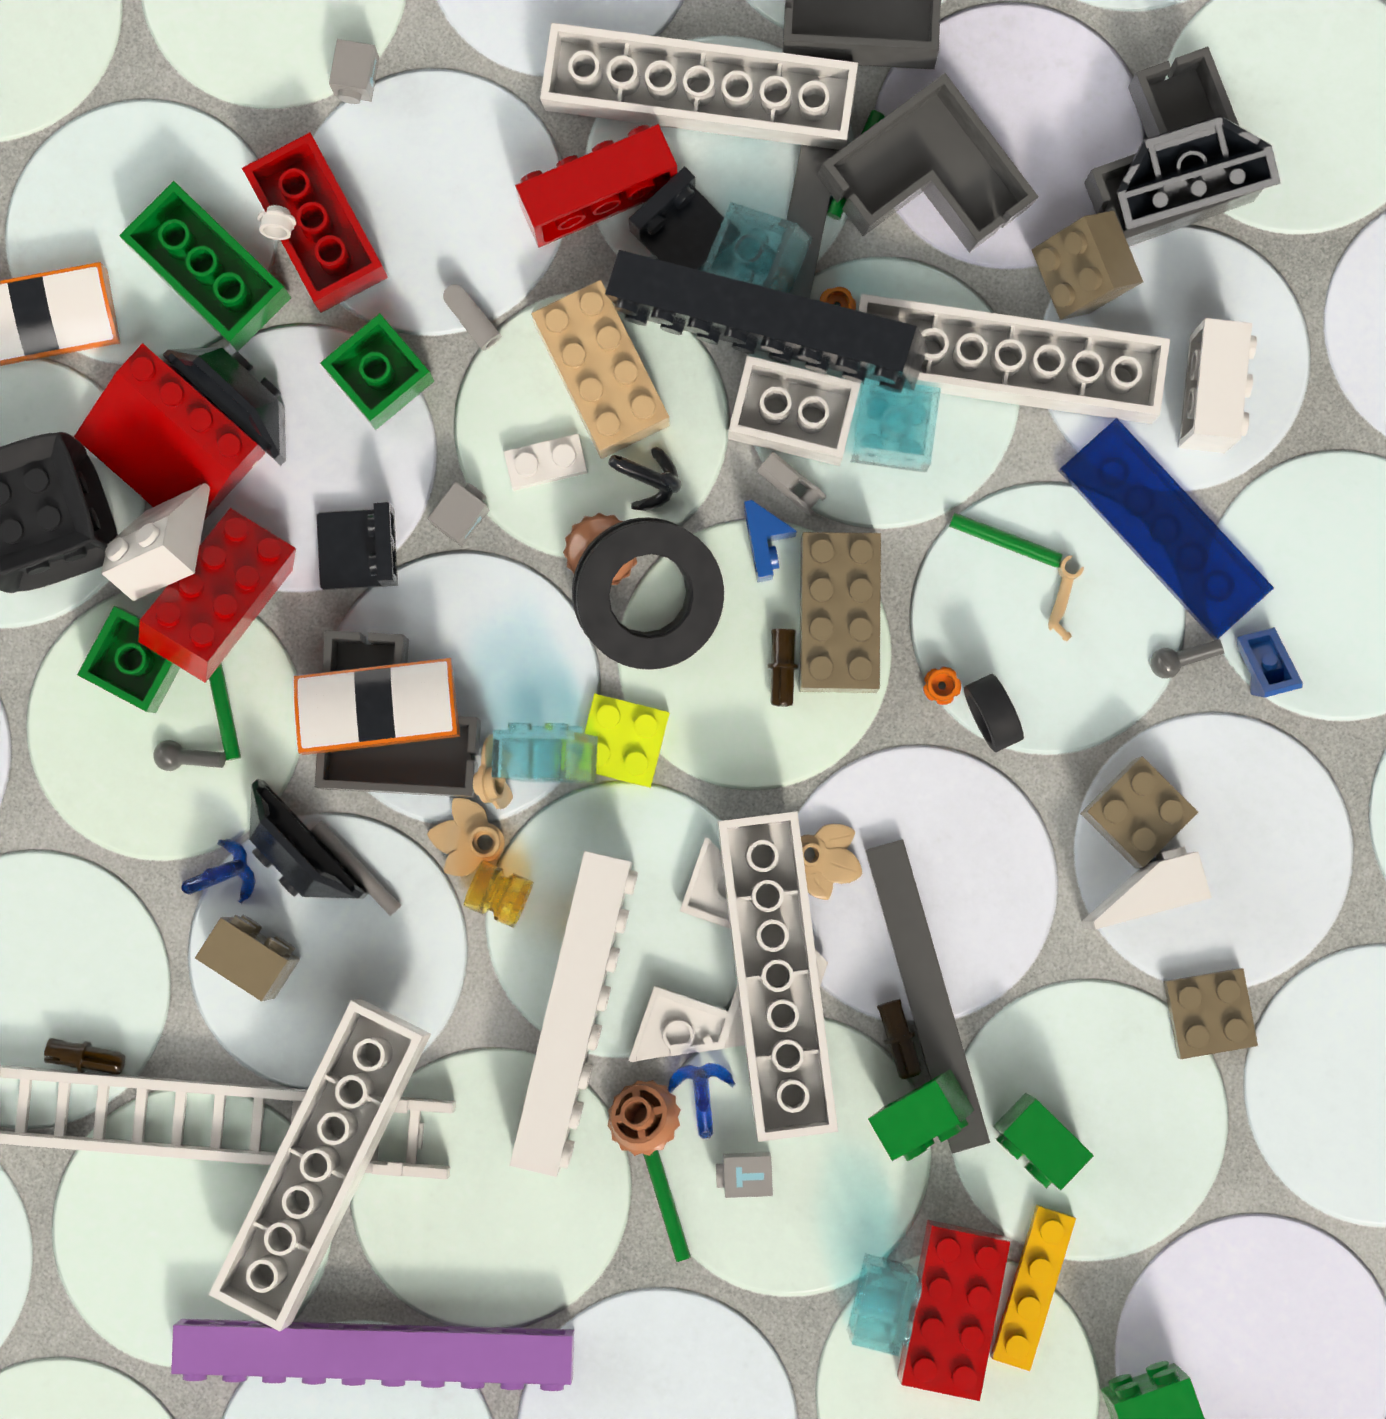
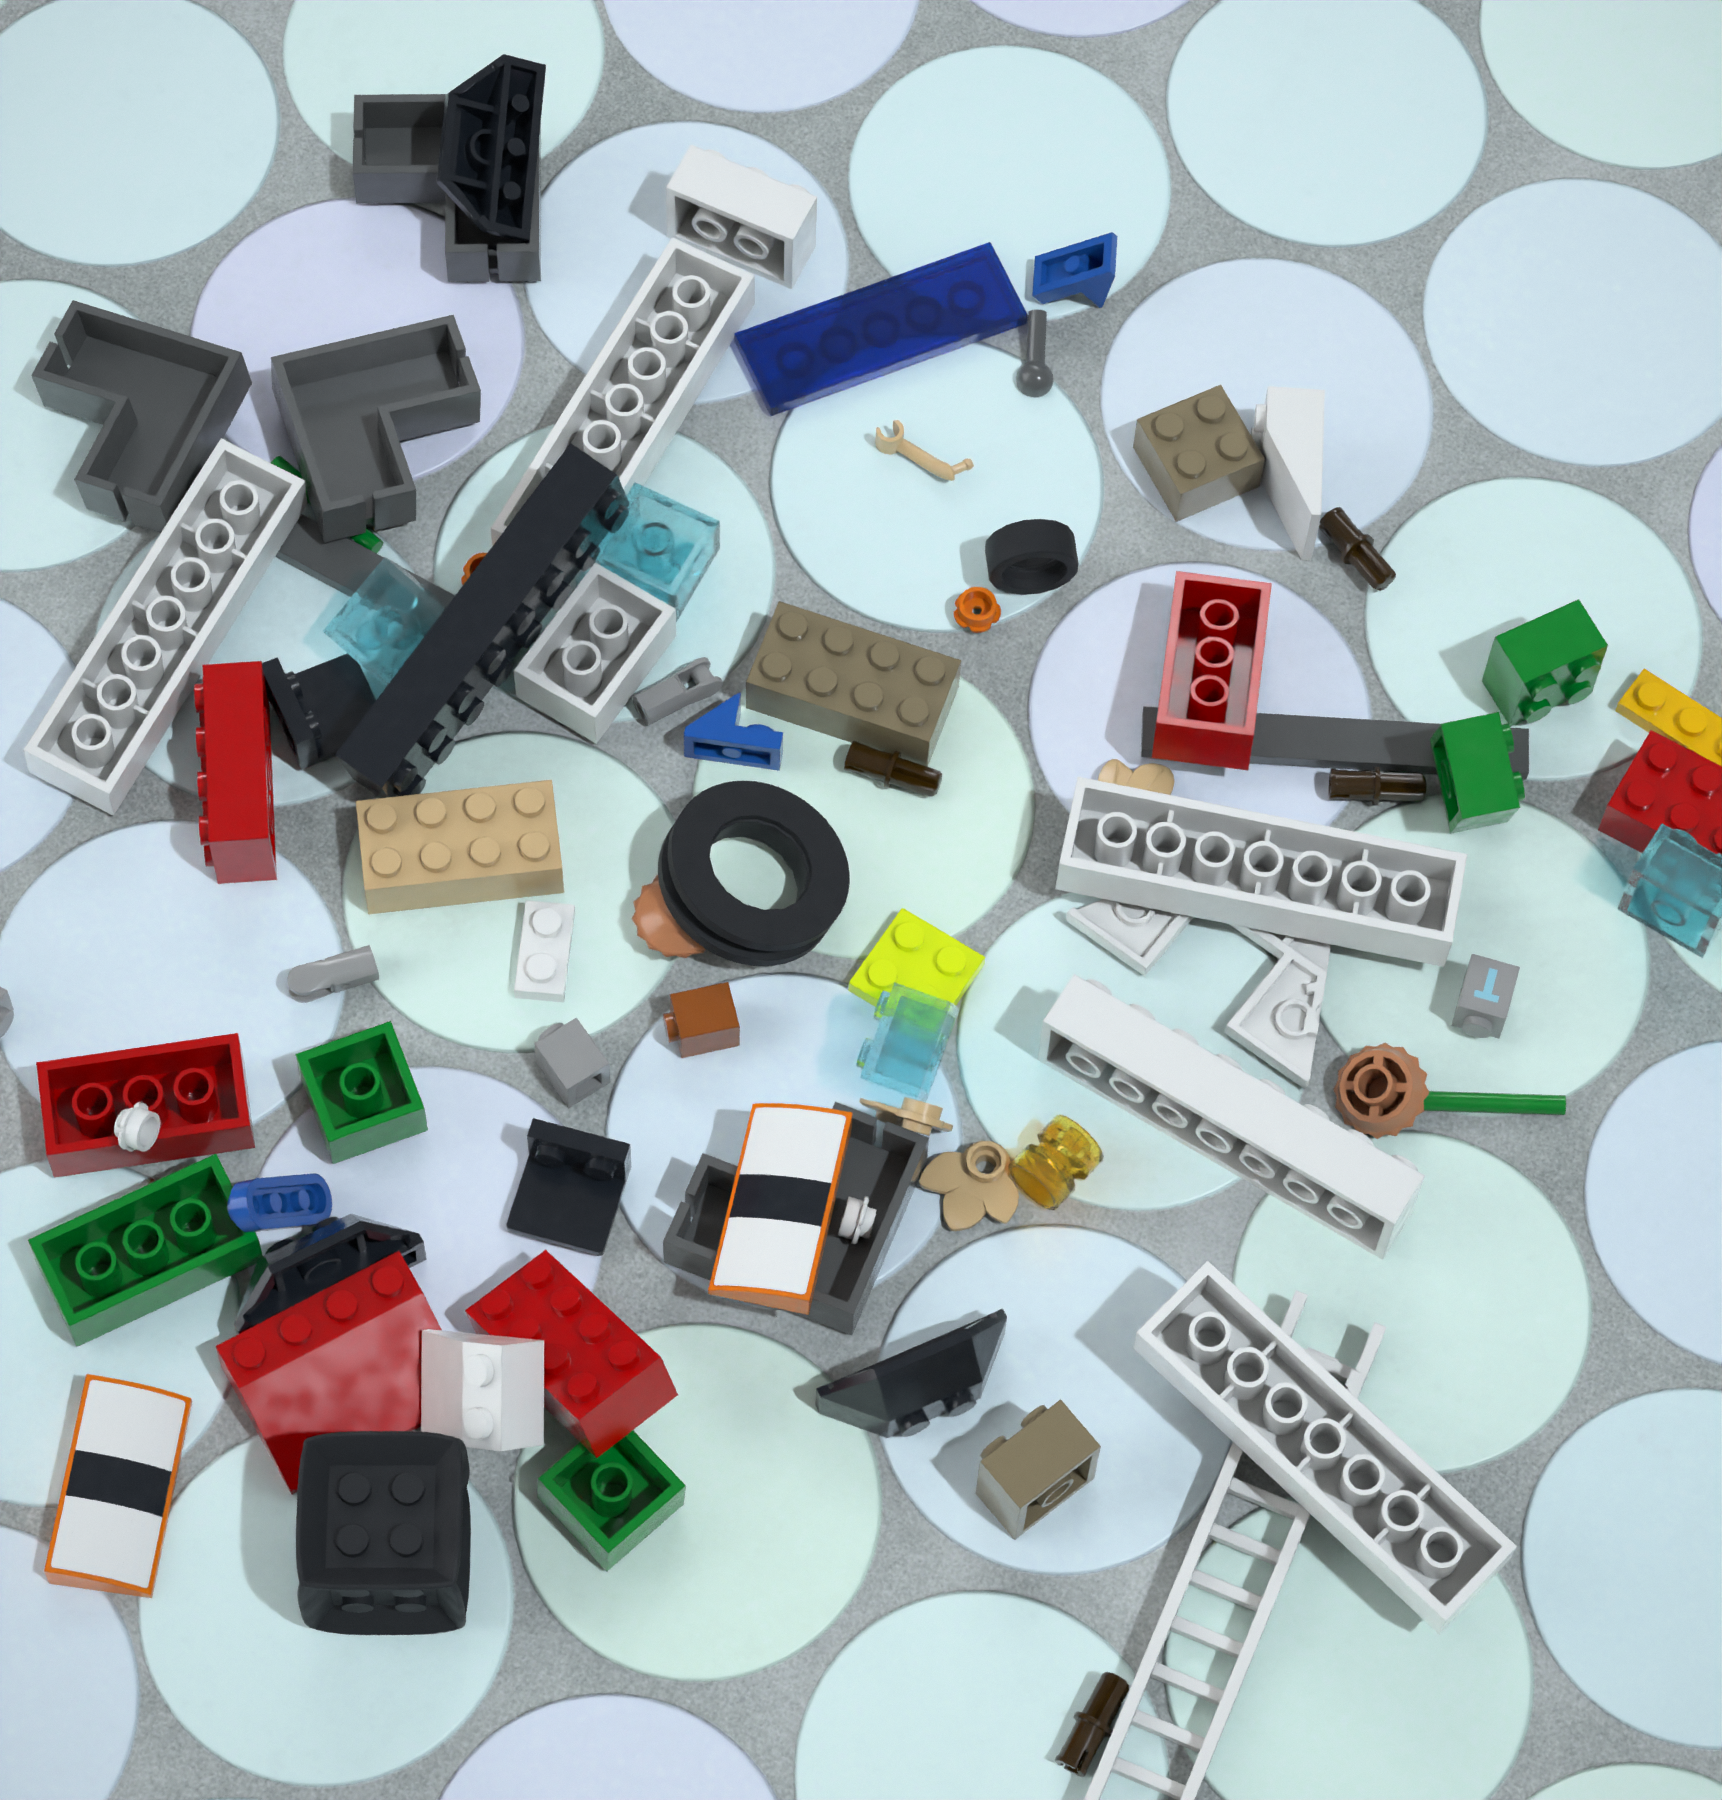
camera: 75 degrees left, 20 degrees down
(170, 756) = (744, 1504): dark grey bar -> none
(224, 714) = (714, 1421): green bar -> none
(225, 871) = (917, 1477): clear blue piece -> none
(264, 346) = (280, 1202): none -> blue plate
(355, 868) = (1012, 1306): light grey bar -> none
(374, 1353) = (1571, 1493): medium lavender brick -> none
(401, 763) = (857, 1219): none -> white plate
(524, 596) = (702, 1020): none -> dark orange brick
(666, 482) = (616, 826): black piece -> none
(701, 1091) = (1362, 1003): clear blue piece -> none
(941, 883) = (1212, 670): none -> red brick
(1005, 540) = (831, 492): green bar -> none
(1087, 265) = (551, 295): dark tan brick -> none
(1100, 963) = (1357, 548): none -> dark brown axle
(1210, 1013) = (1452, 461): dark tan plate -> none

